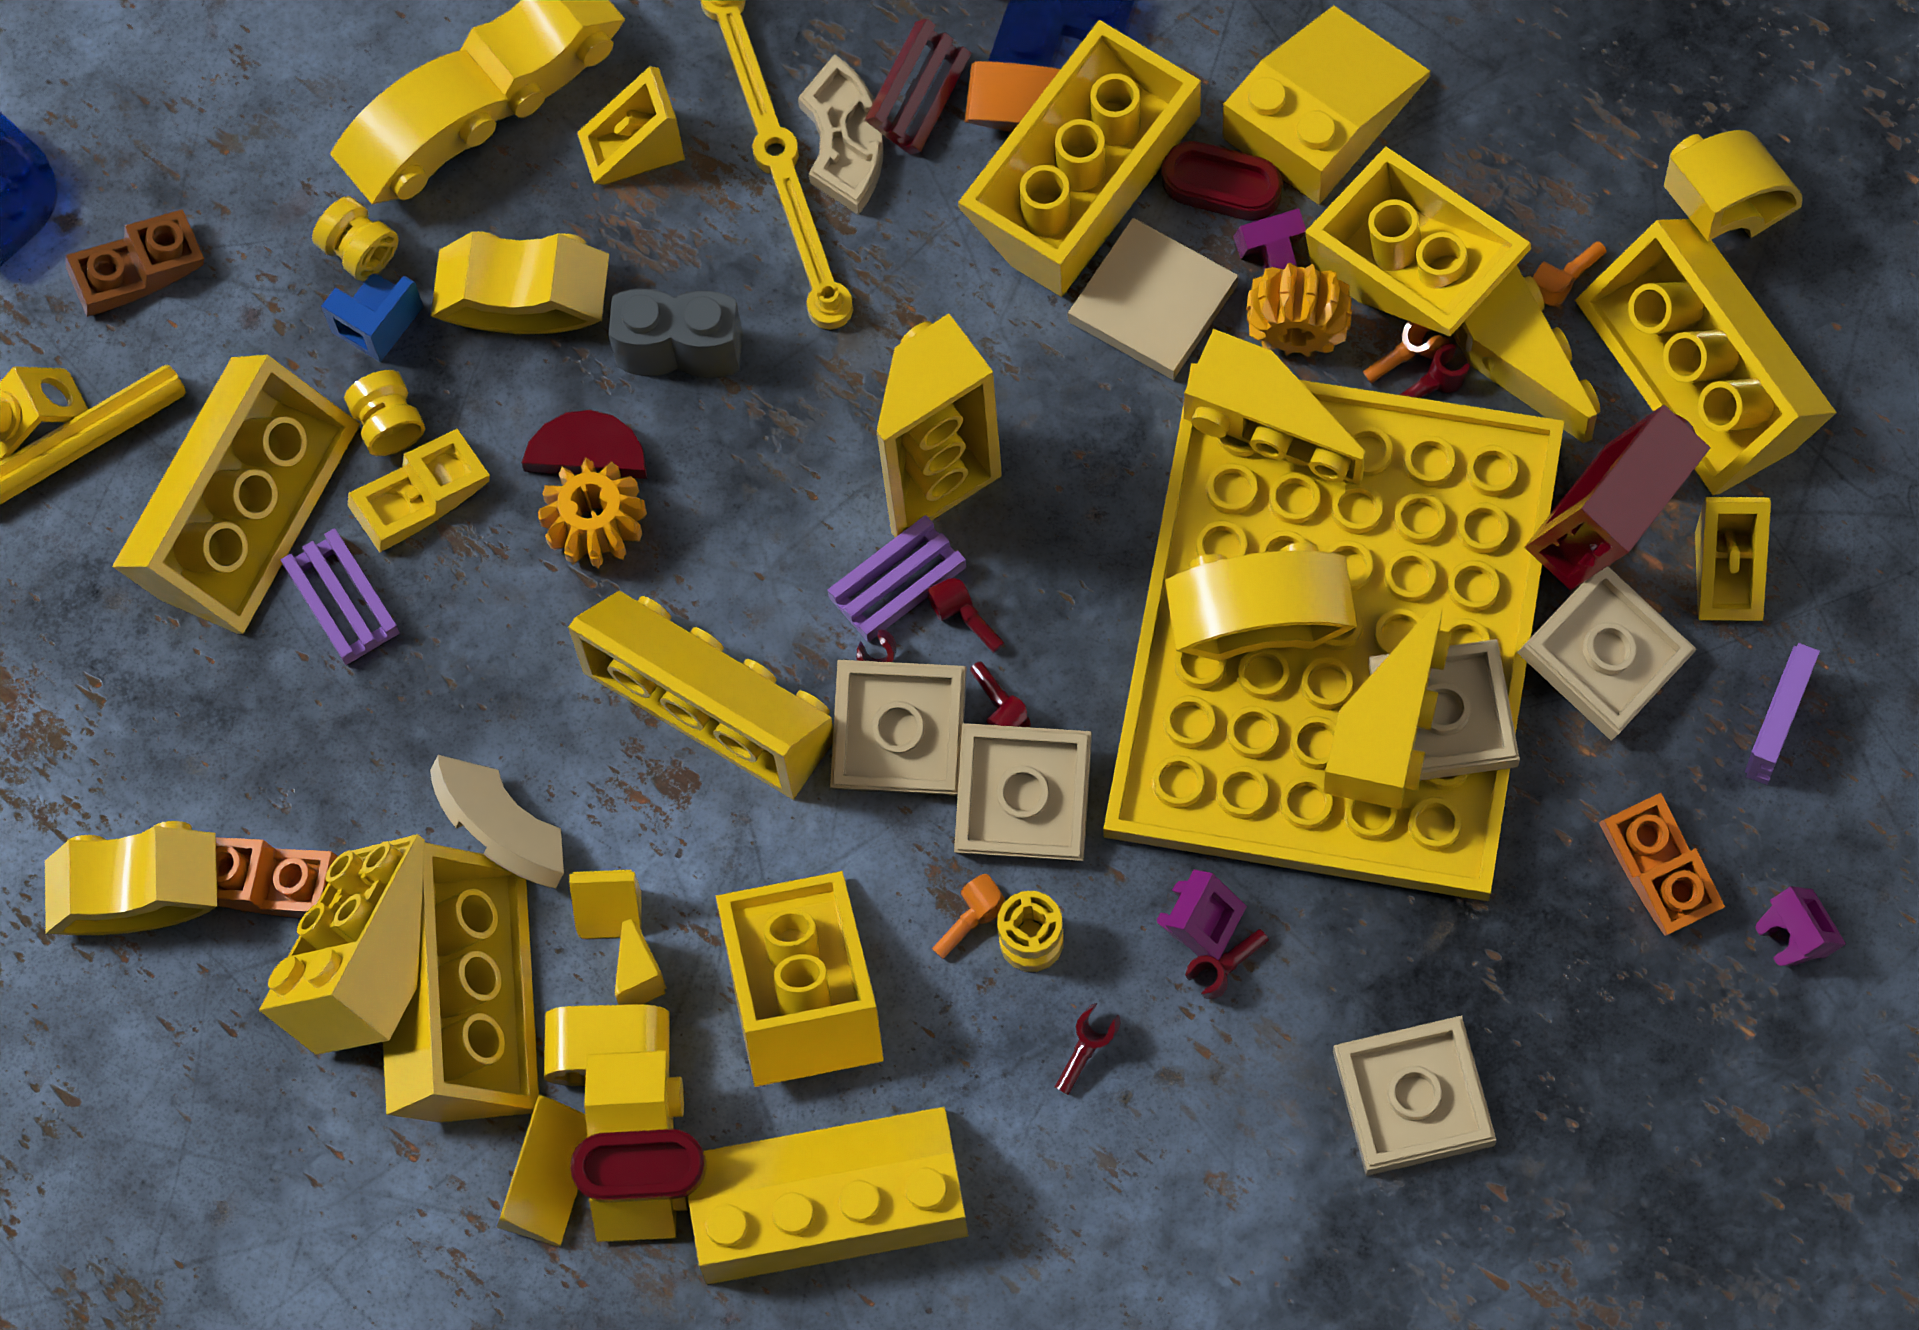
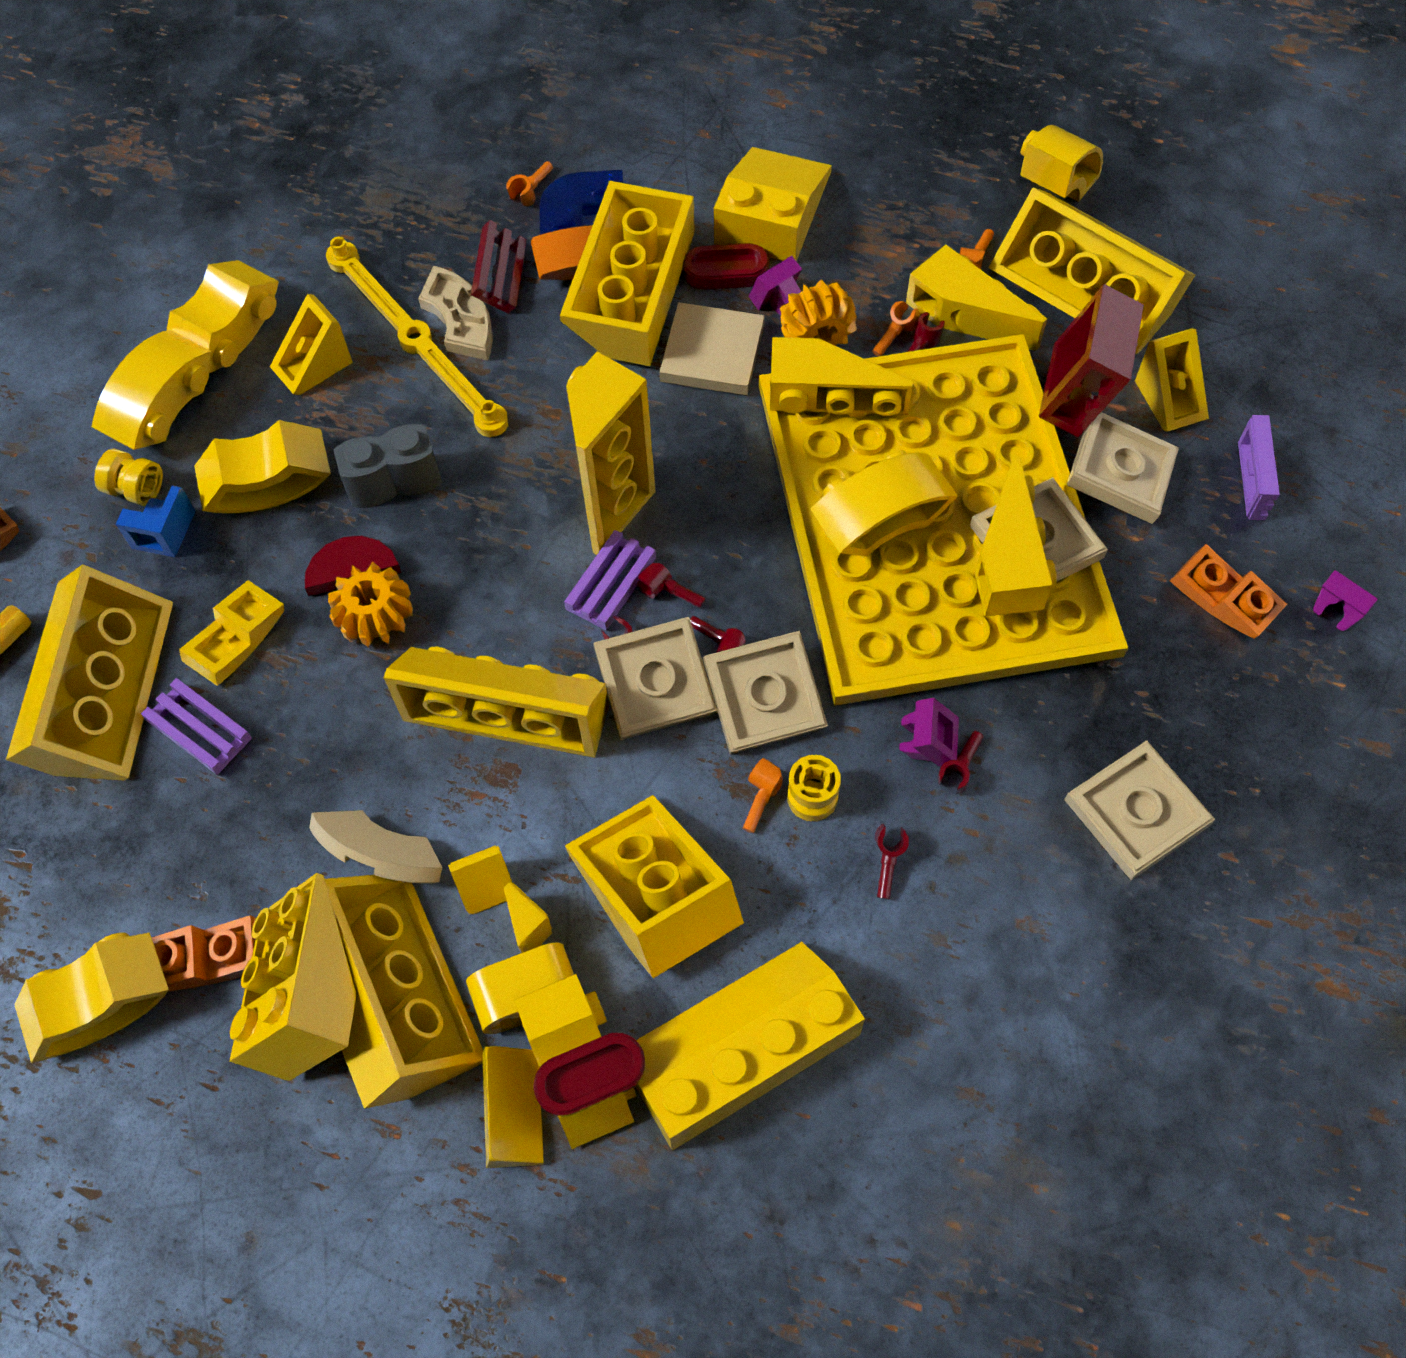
camera: 25 degrees left, 5 degrees down
(385, 415) = (183, 580): yellow wheel -> none
(1412, 245) = (880, 252): yellow slope -> none

